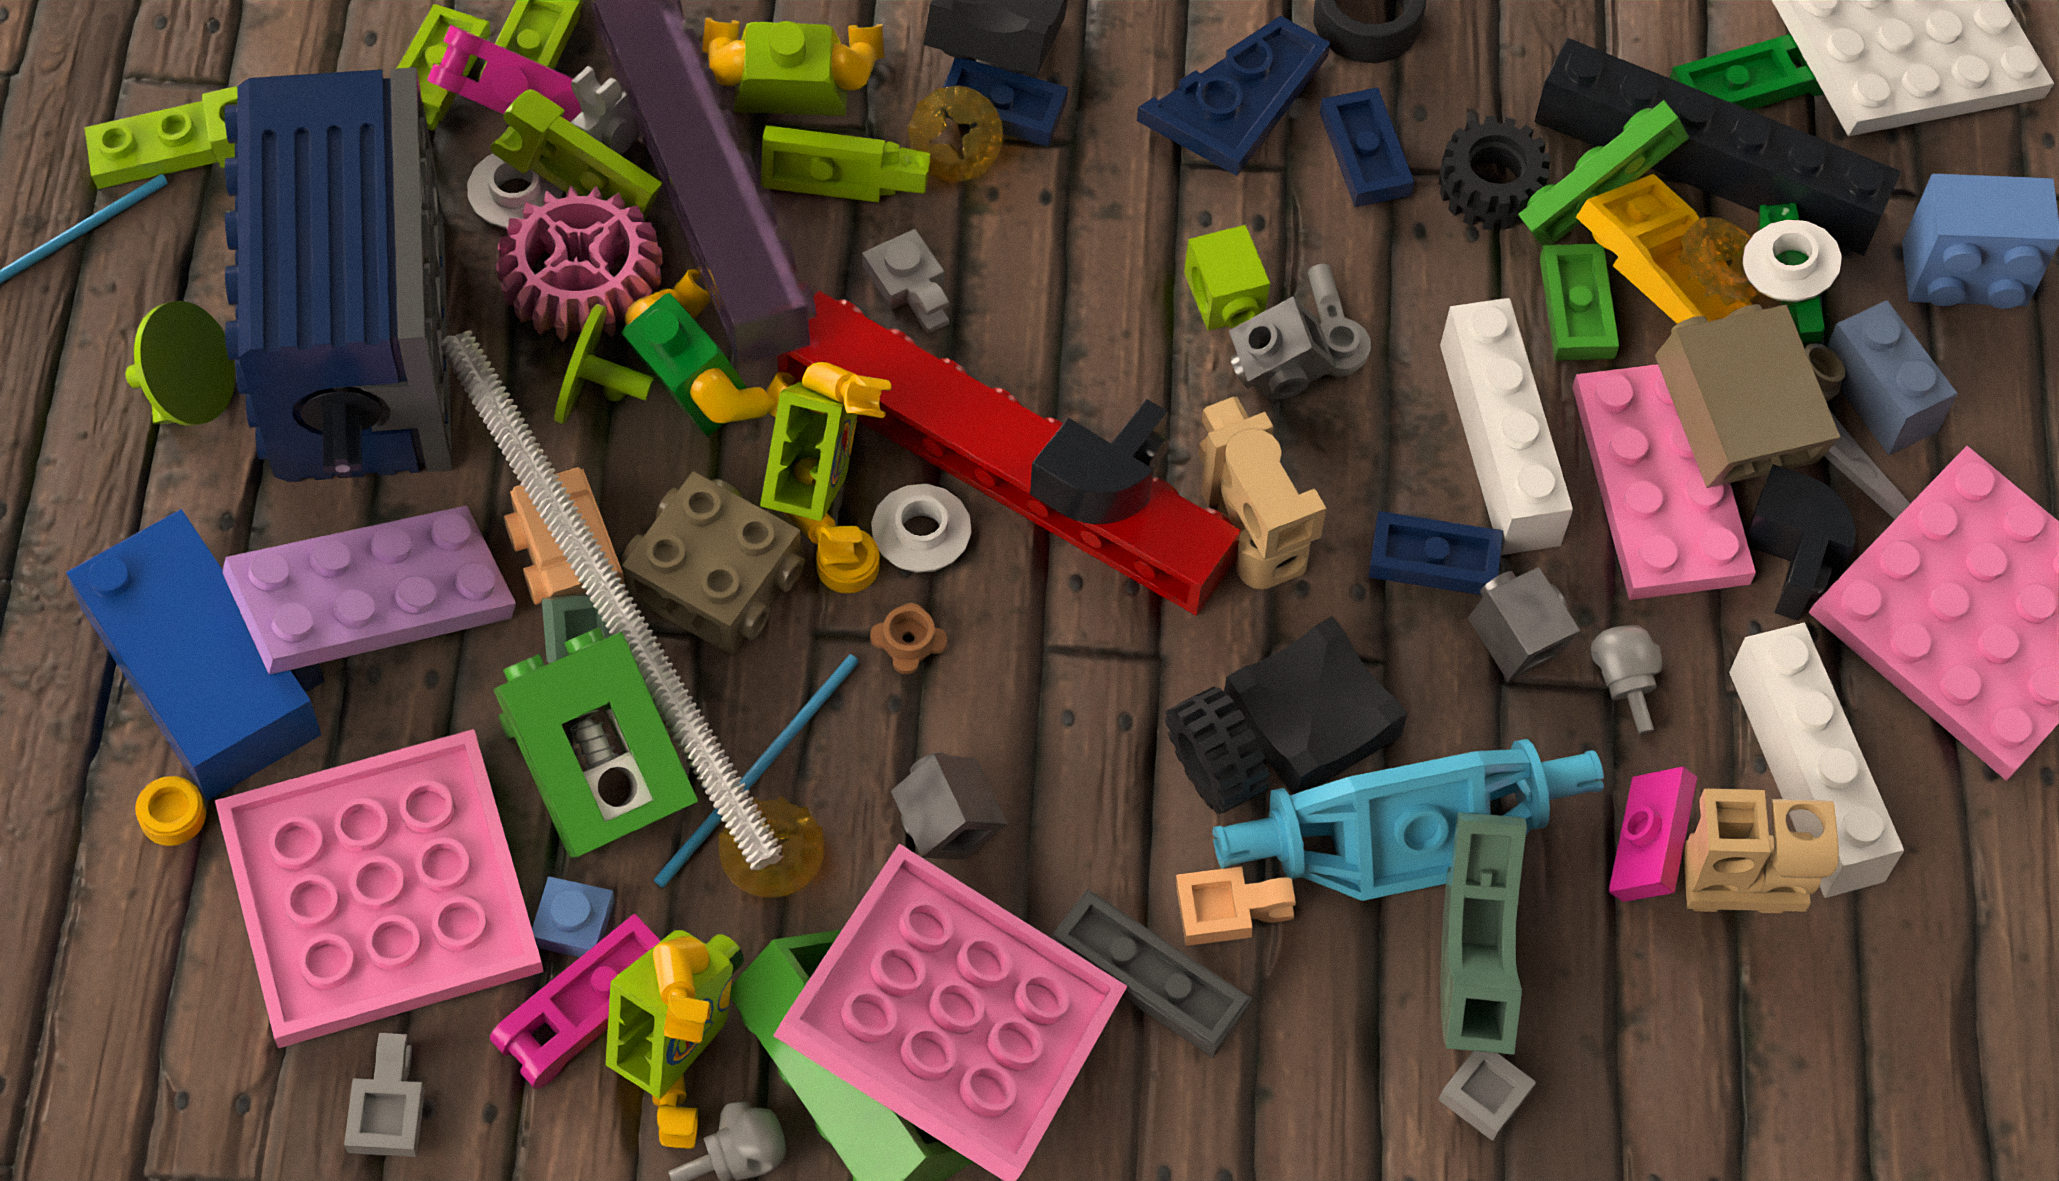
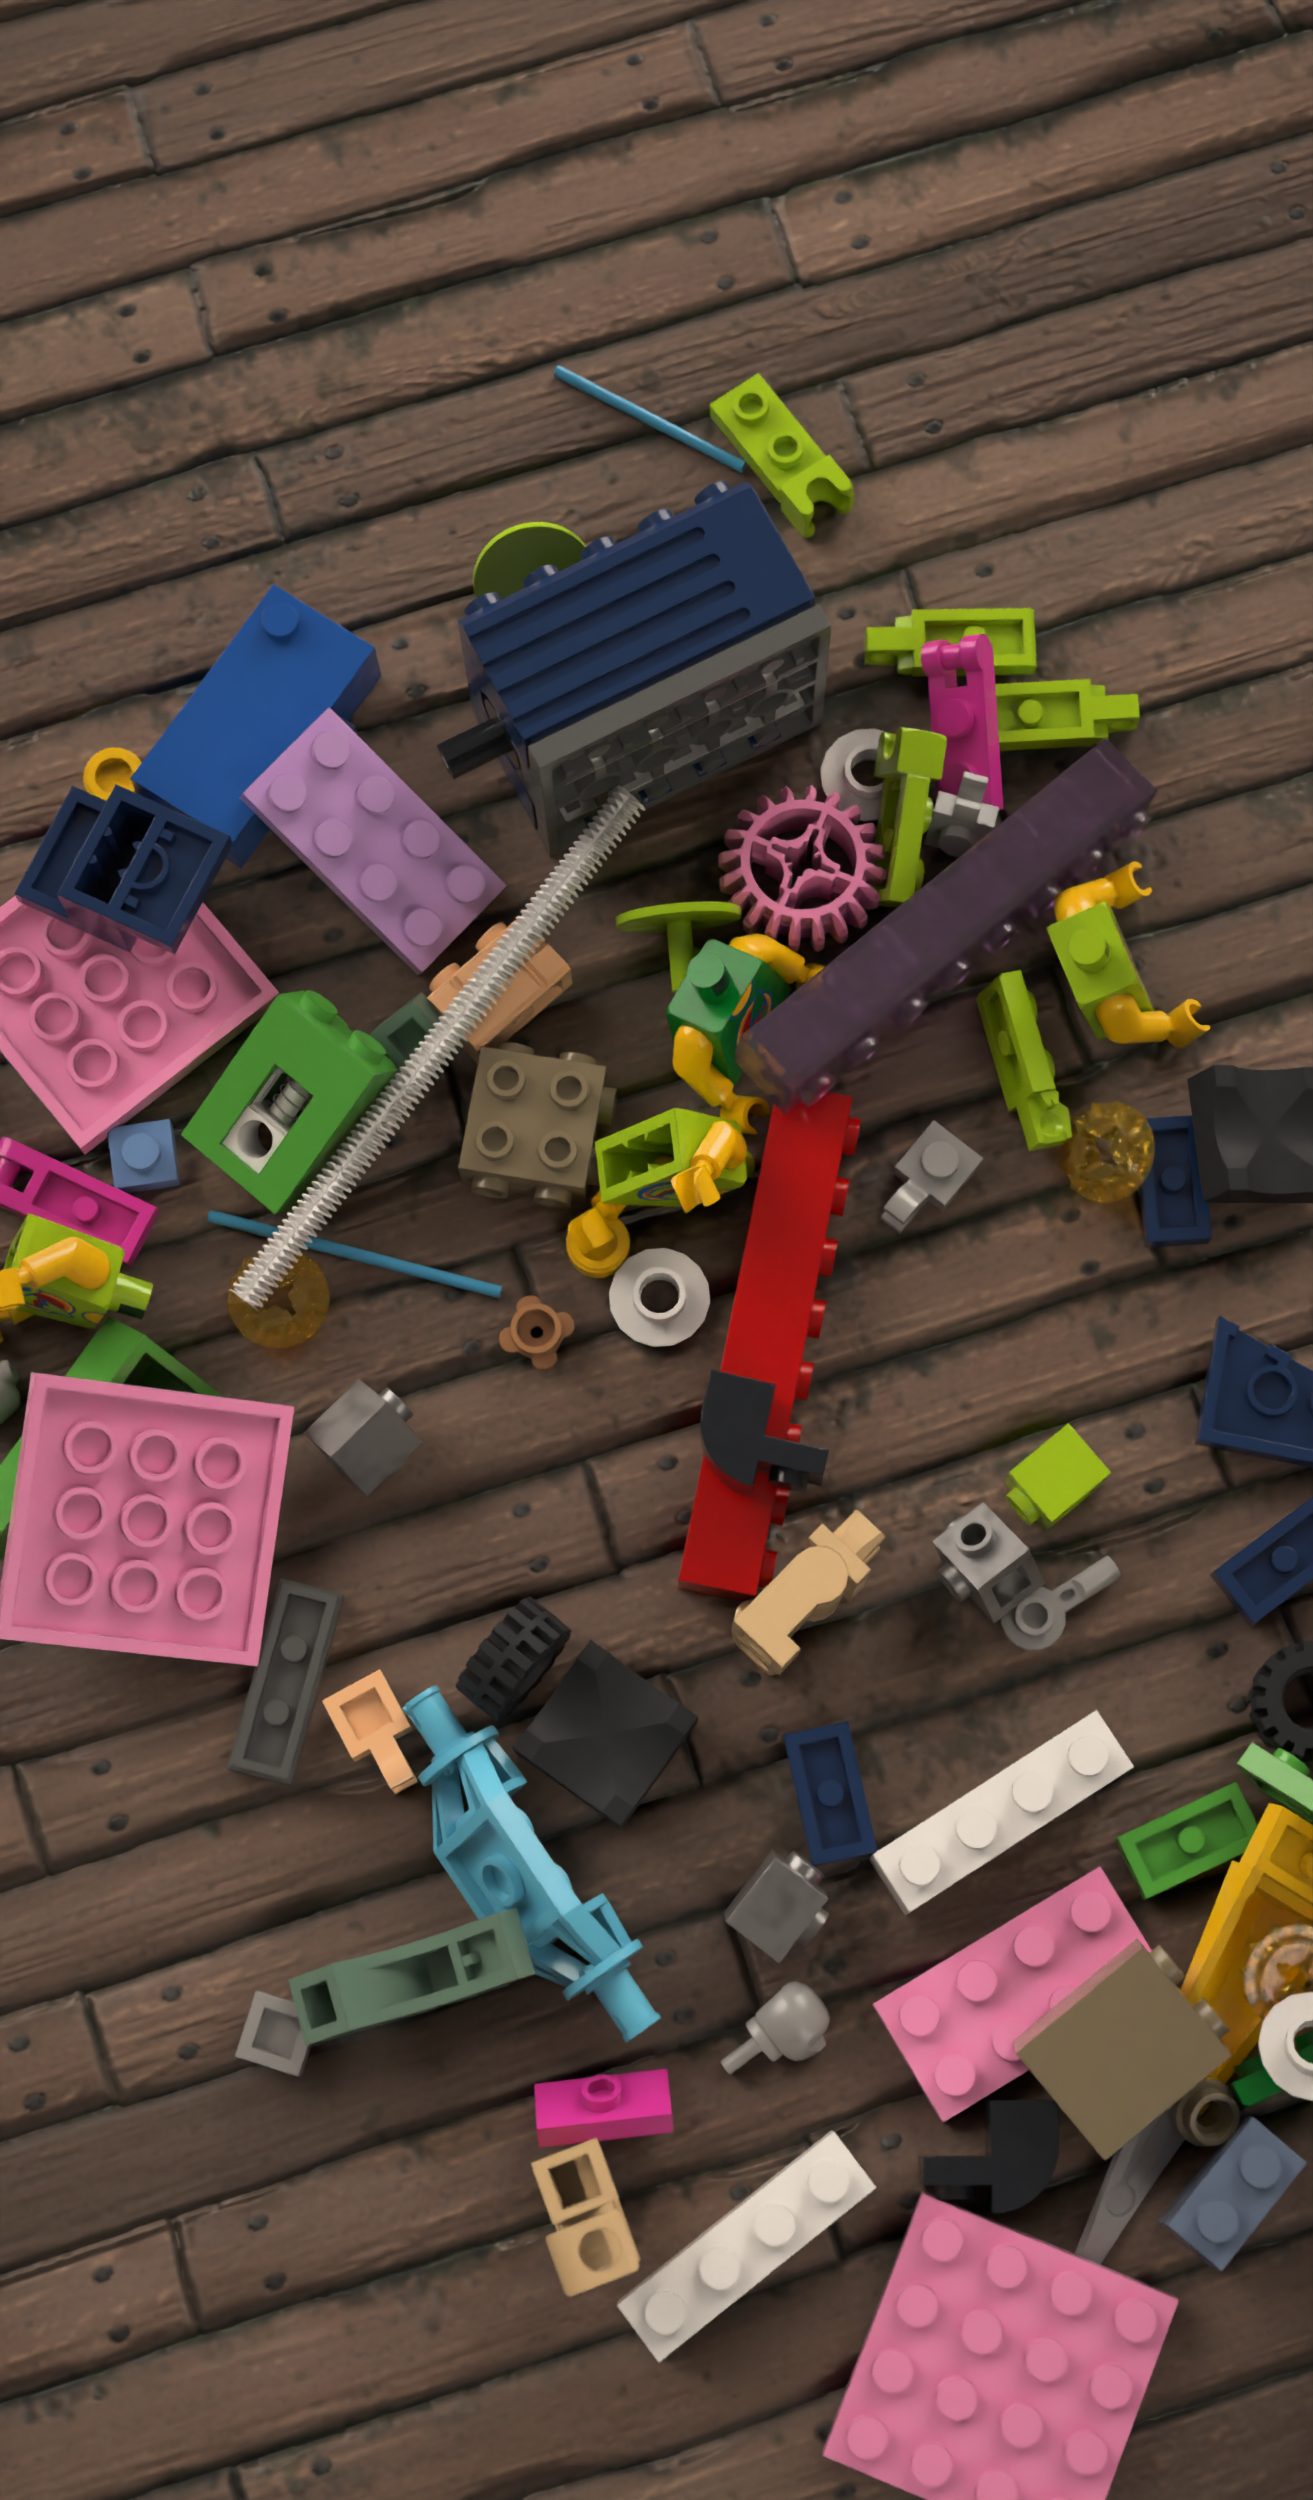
camera: 75 degrees right, 15 degrees up
(290, 793) = (124, 868): none -> dark blue bracket

